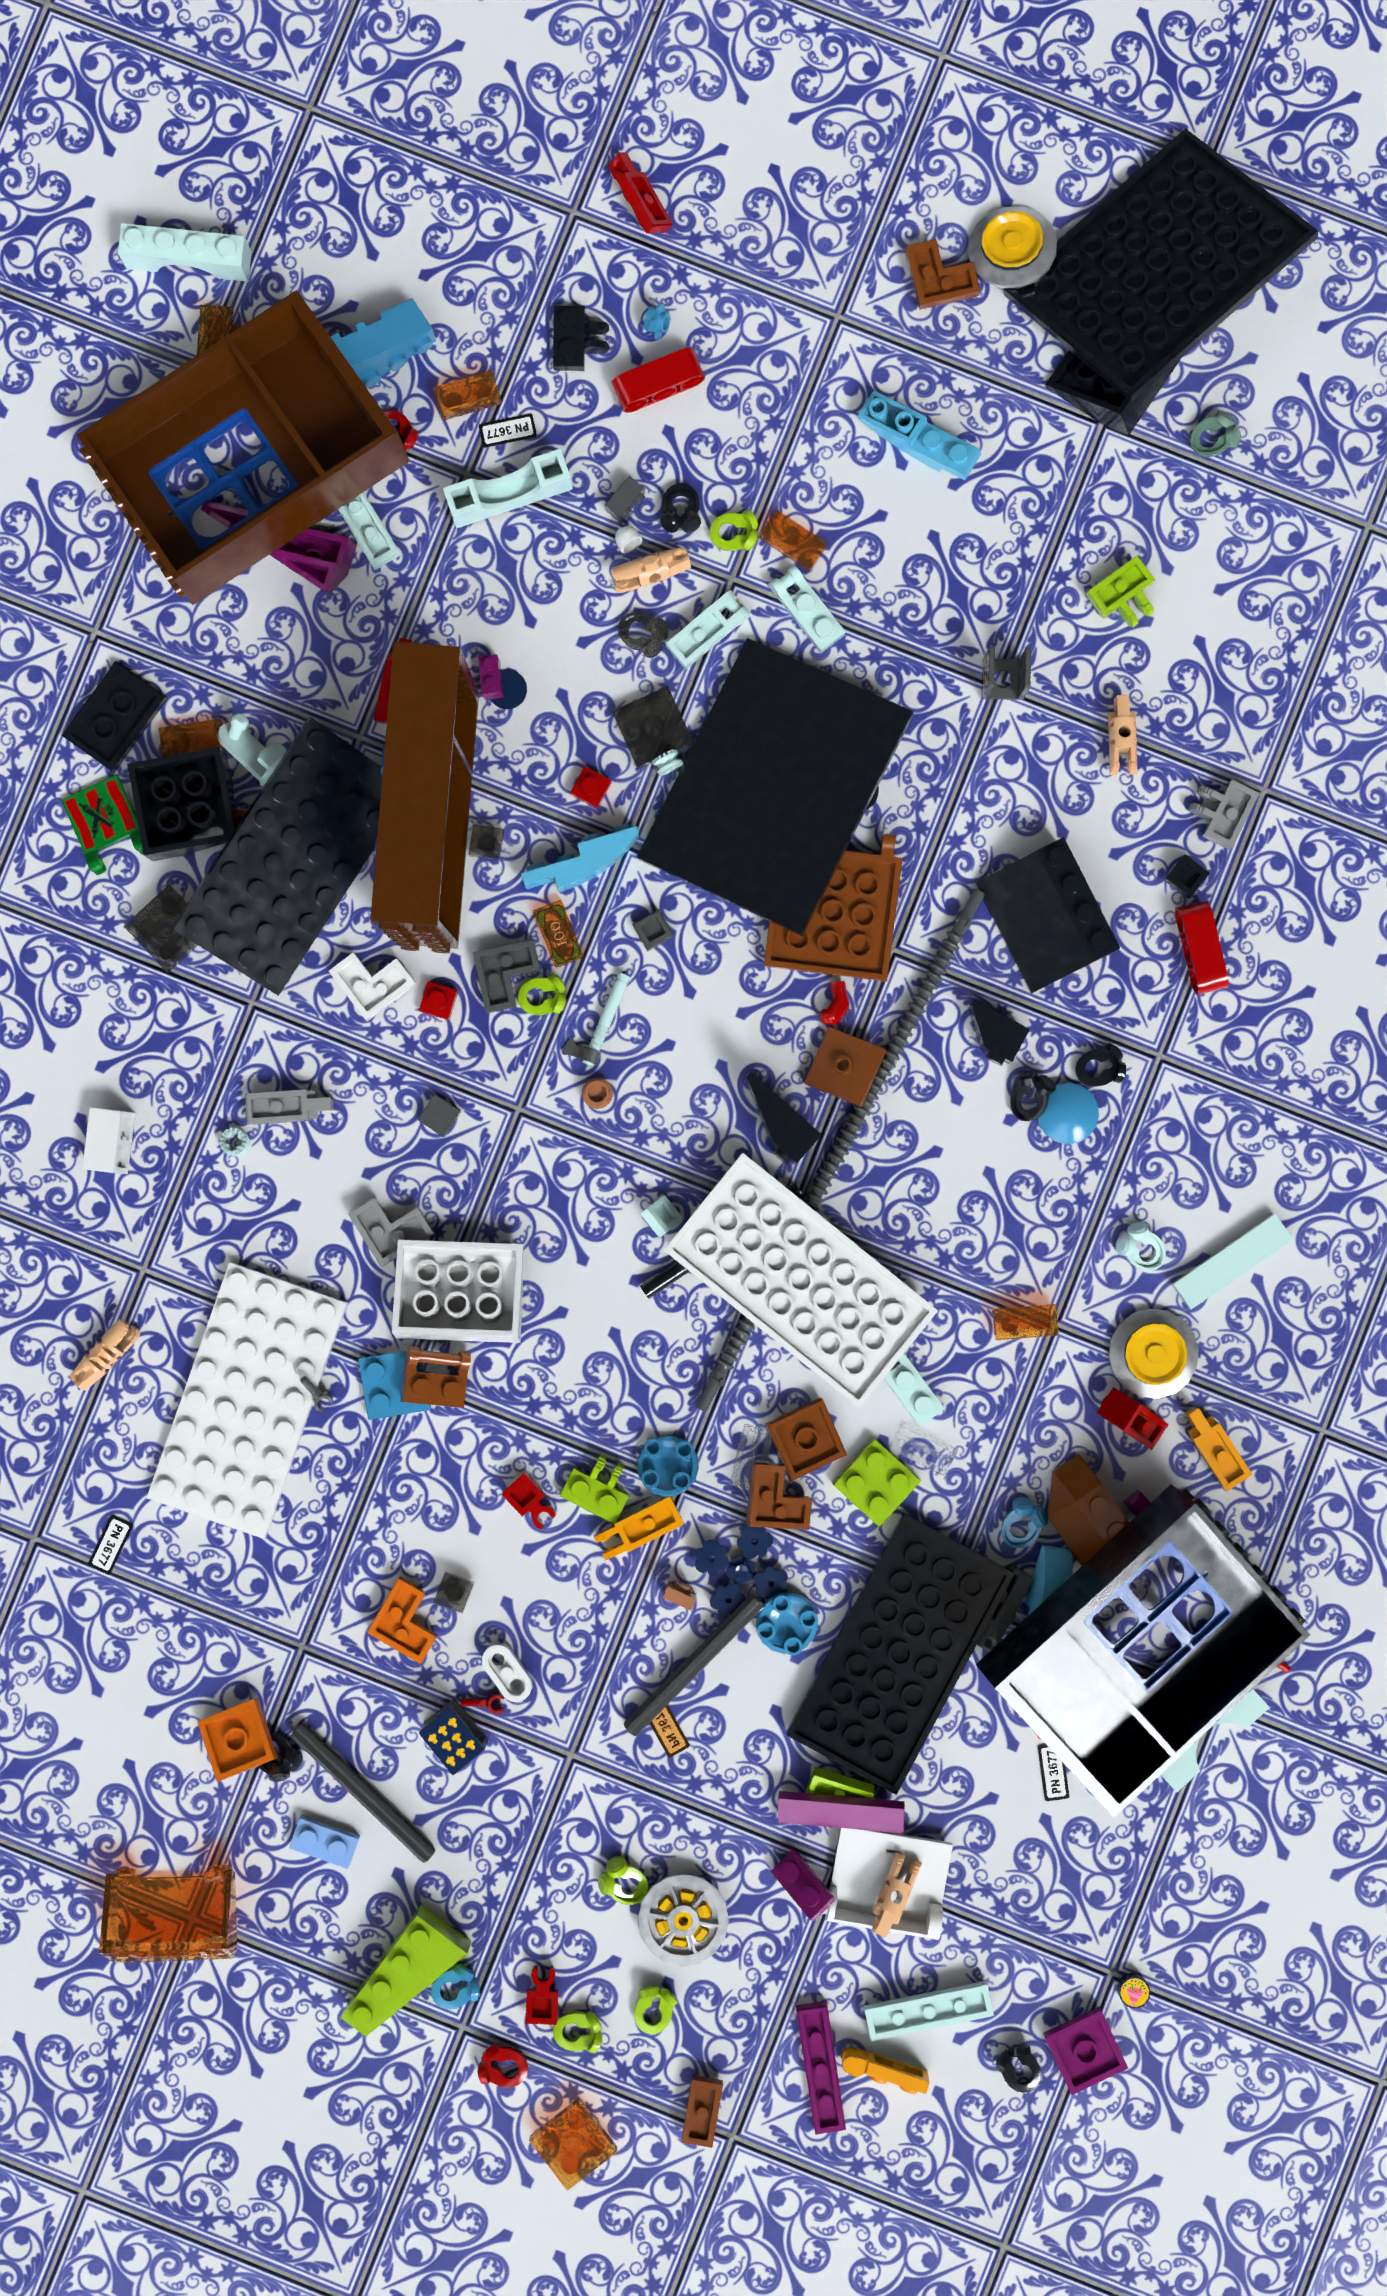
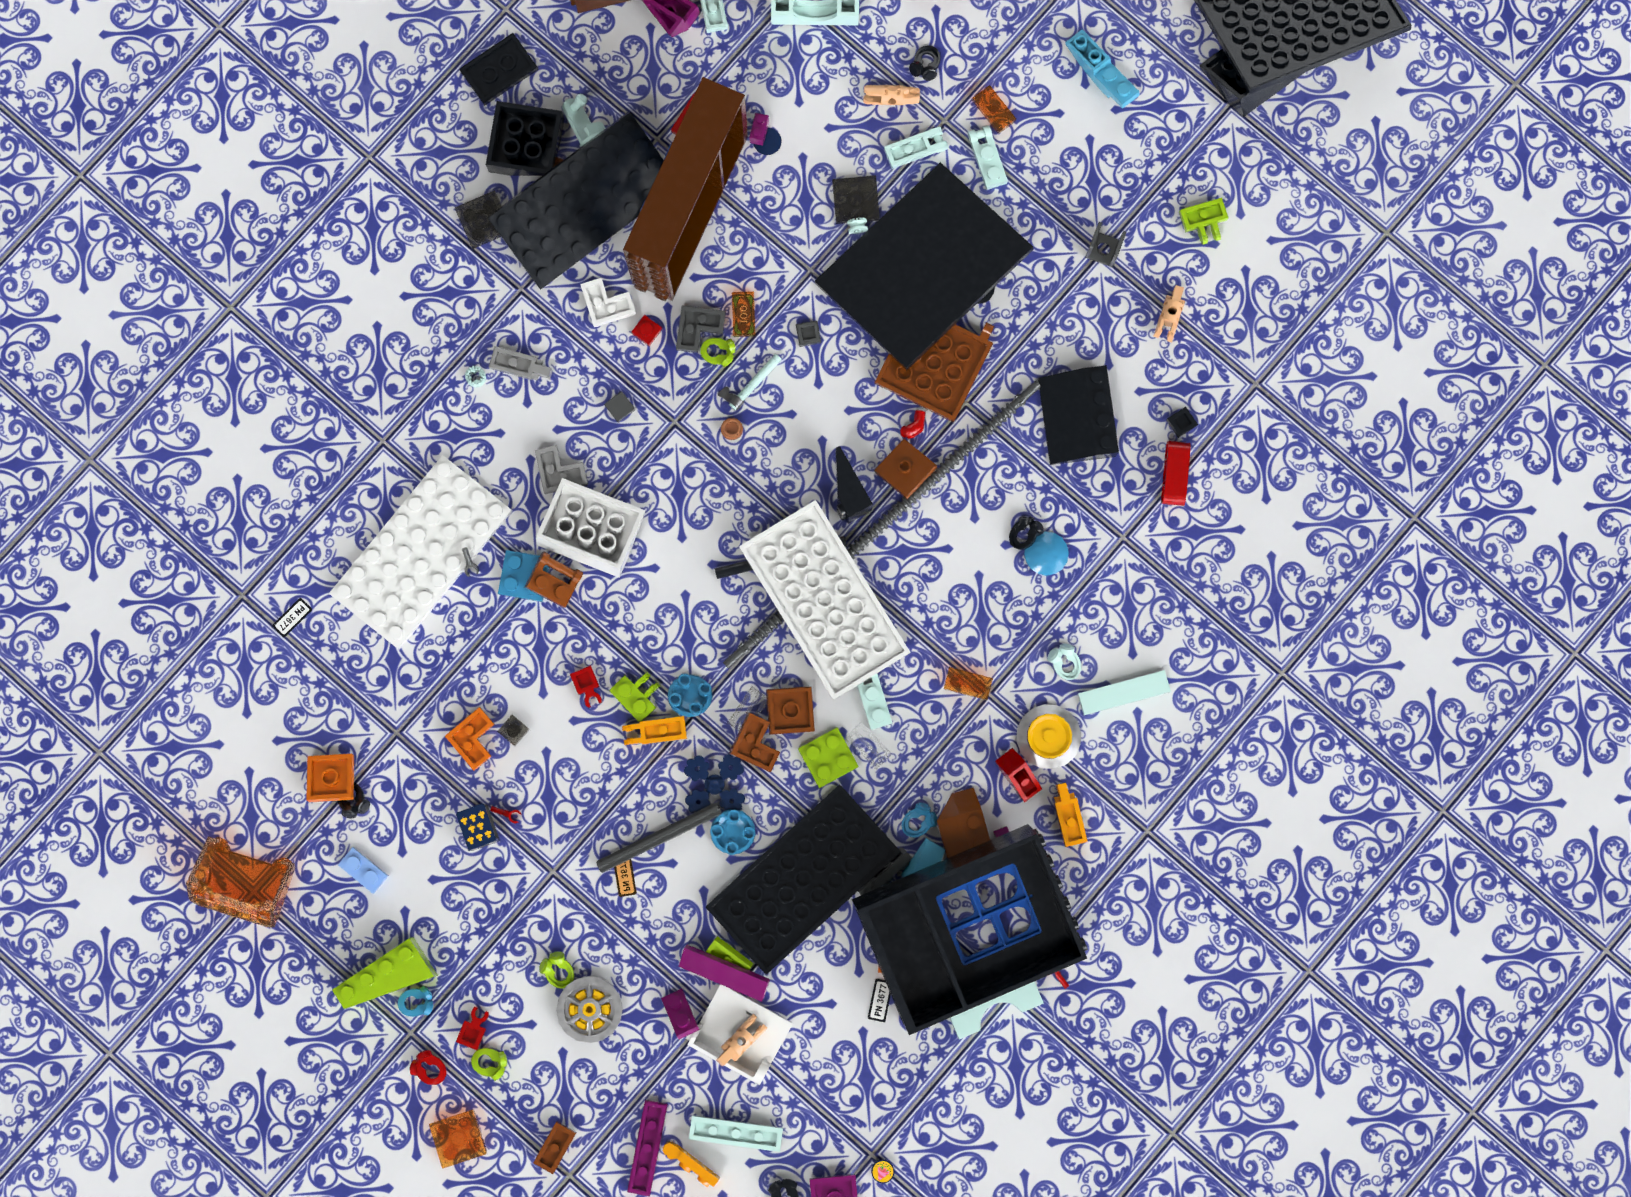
camera: 15 degrees right, 5 degrees down
(101, 818) = (465, 132): flag -> none
(104, 1354) = (336, 486): light nougat hinge -> none
(108, 1140) = (391, 345): white hinge -> none
(190, 737) = (544, 98): clear orange plate -> none
(363, 1793) = (401, 845): dark grey axle -> none
(486, 842) = (717, 236): clear smoke plate -> none
(505, 1672) = (531, 797): white plate -> none
(590, 787) = (800, 225): red plate -> none
(596, 856) = (786, 272): medium azure slope -> none
(624, 499) = (890, 43): dark grey piece -> none
(627, 539) = (883, 70): white hinge -> none
(649, 646) = (873, 145): clear smoke piece -> none
(662, 1216) = (745, 525): light aqua plate -> none
(666, 2005) = (545, 1054): lime piece -> none
(680, 1594) = (667, 785): nougat plate -> none
(744, 520) = (967, 85): lime piece -> none
(996, 1033) = (1016, 482): black slope -> none
(1108, 1053) = (1088, 522): black piece -> none
(1229, 439) = (1312, 142): sand green piece -> none
(1229, 814) = (1225, 391): light grey hinge -> none

